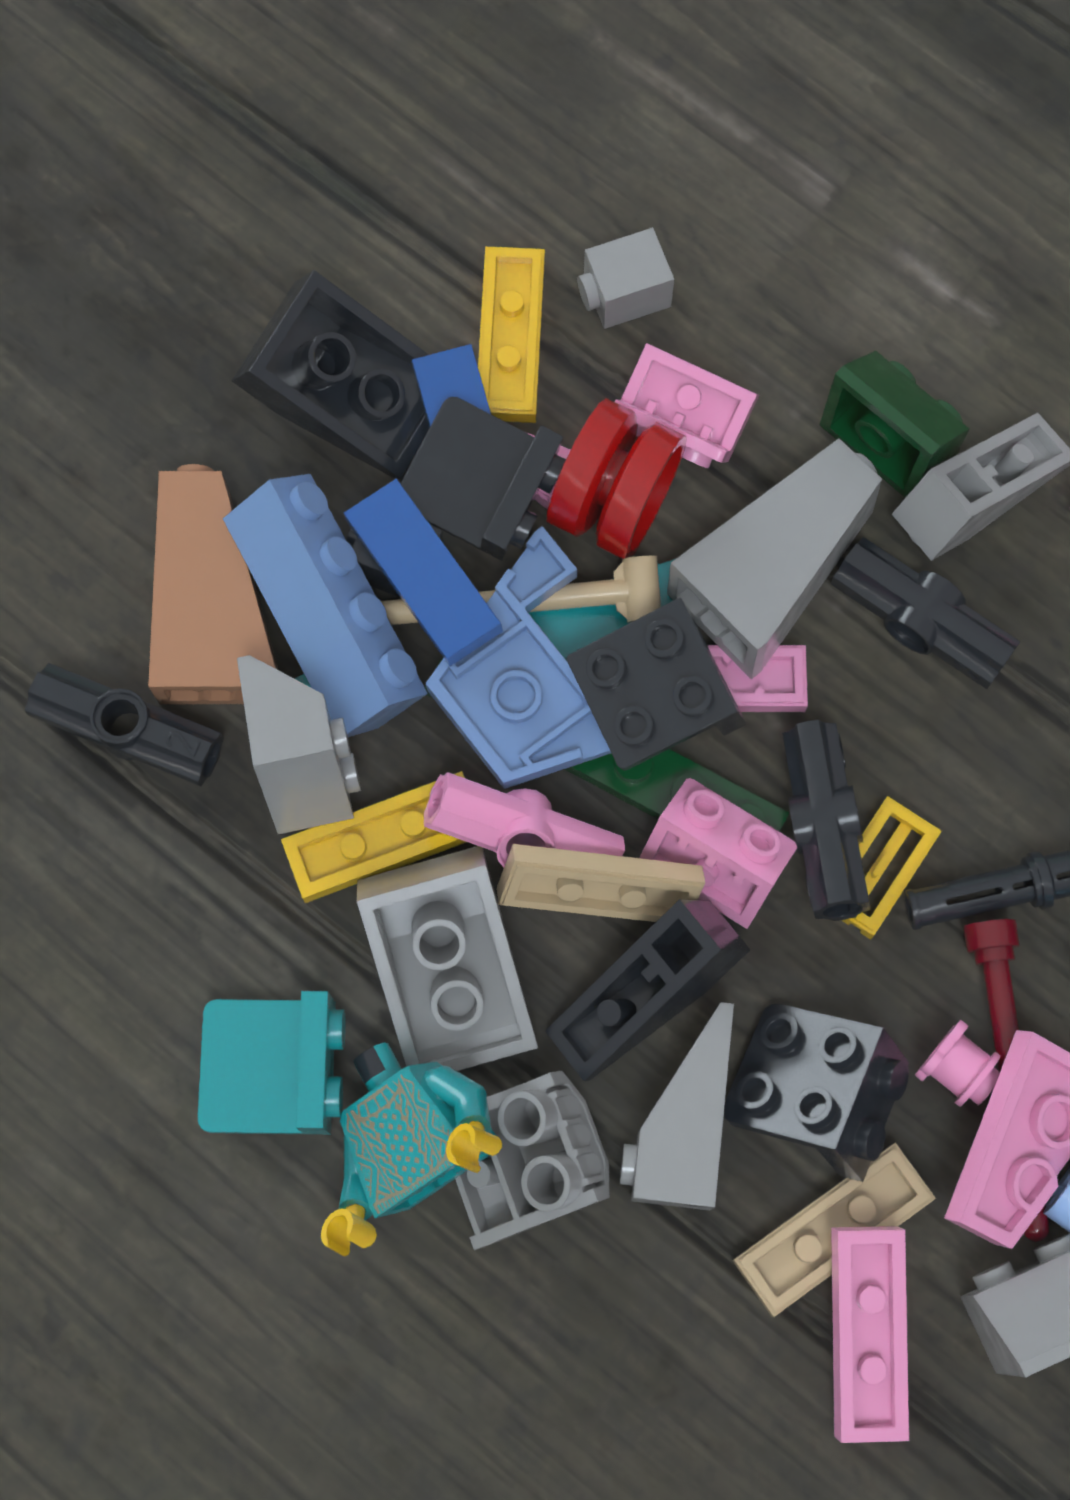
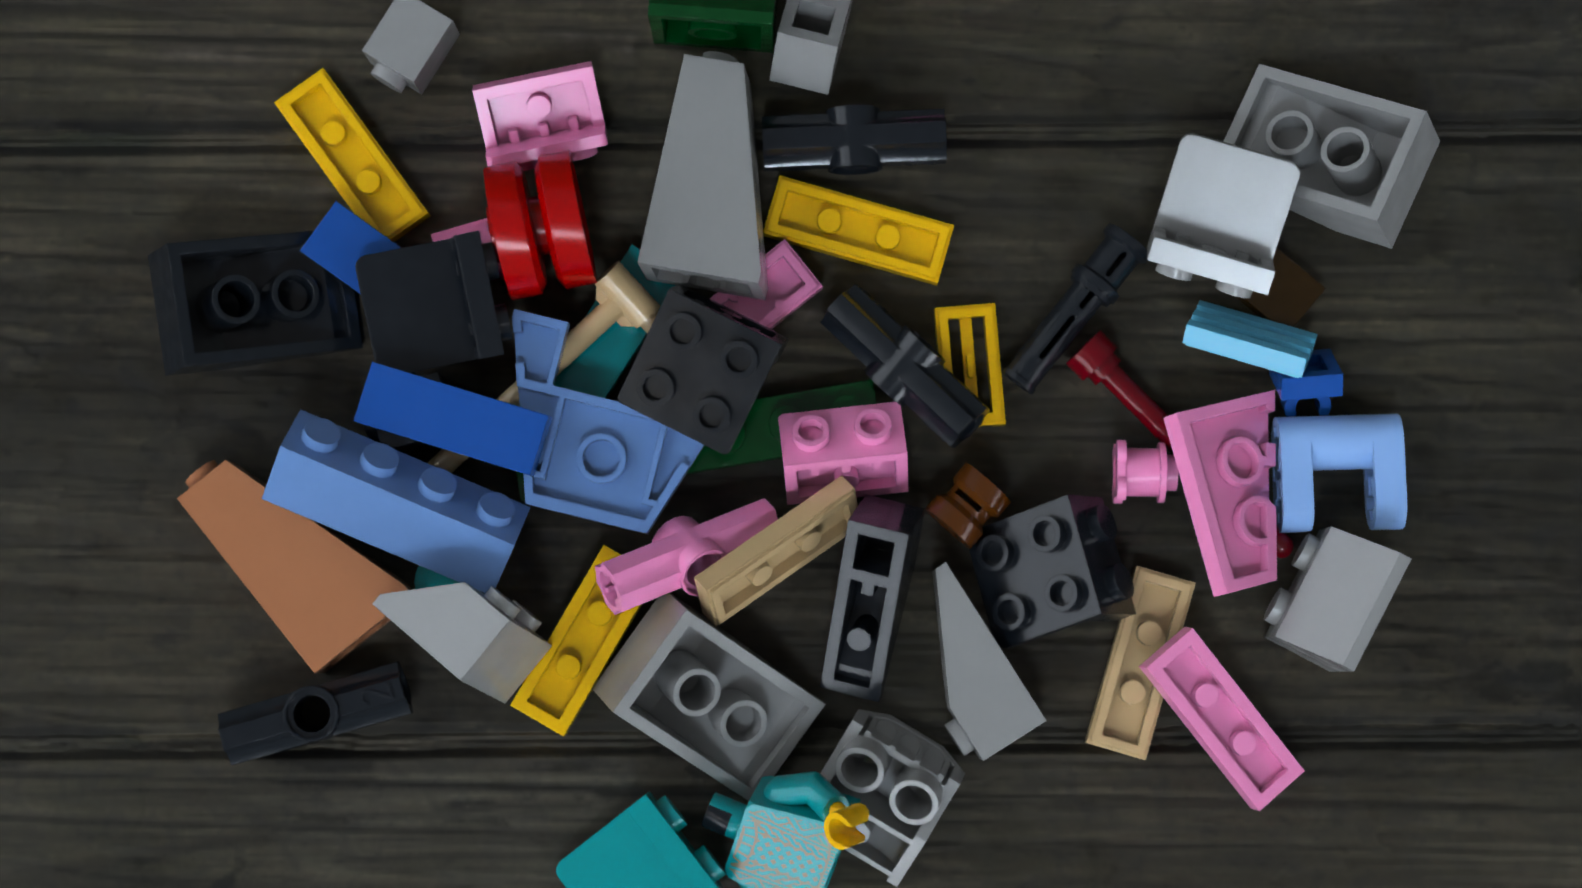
camera: 40 degrees left, 10 degrees up
(789, 976) = (958, 515): none -> reddish brown wheel
(872, 689) = (858, 230): none -> yellow tile

